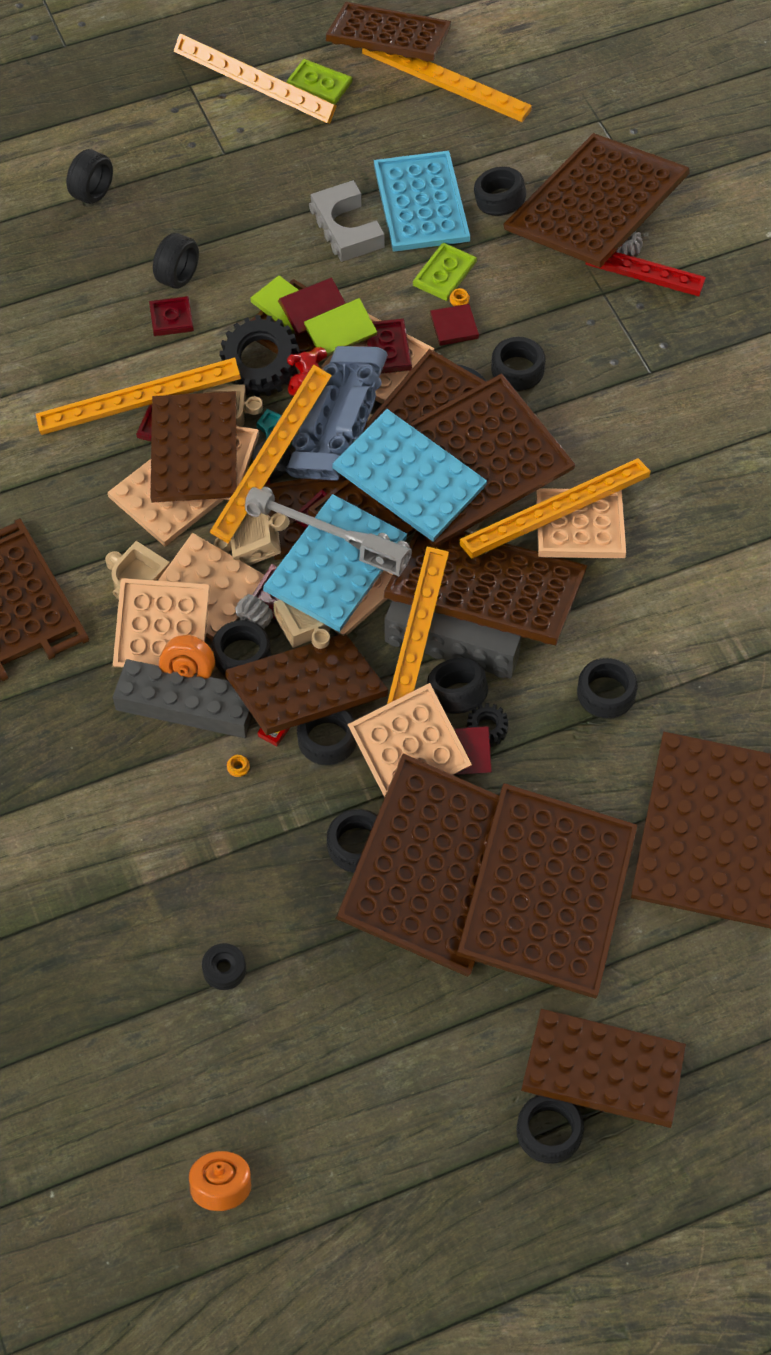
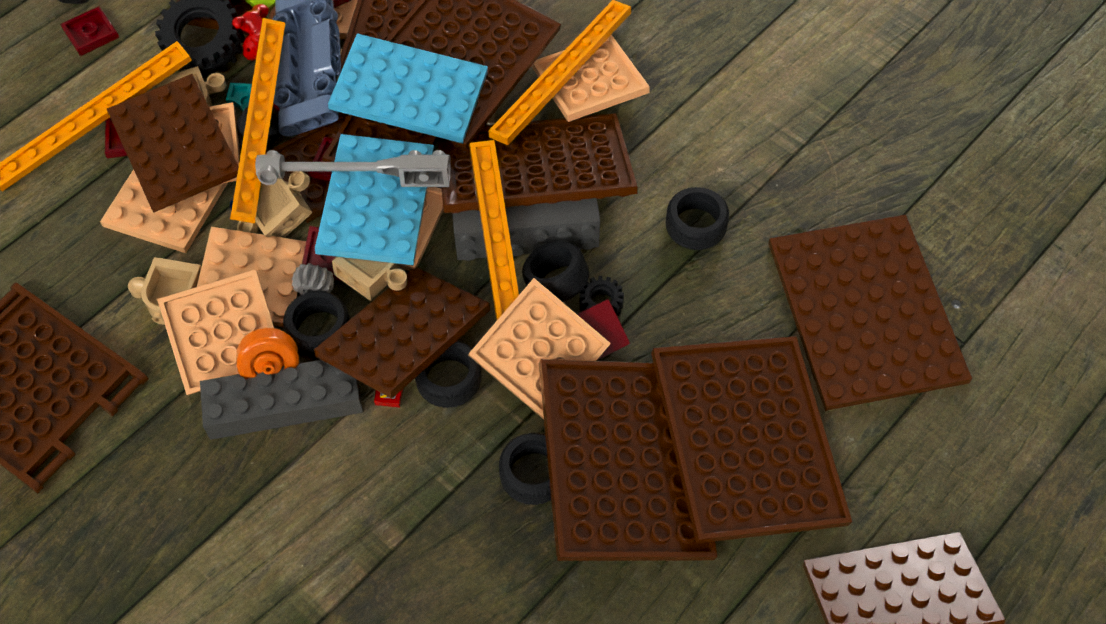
camera: 25 degrees left, 0 degrees up
(238, 760) = (366, 438): light orange plate -> none

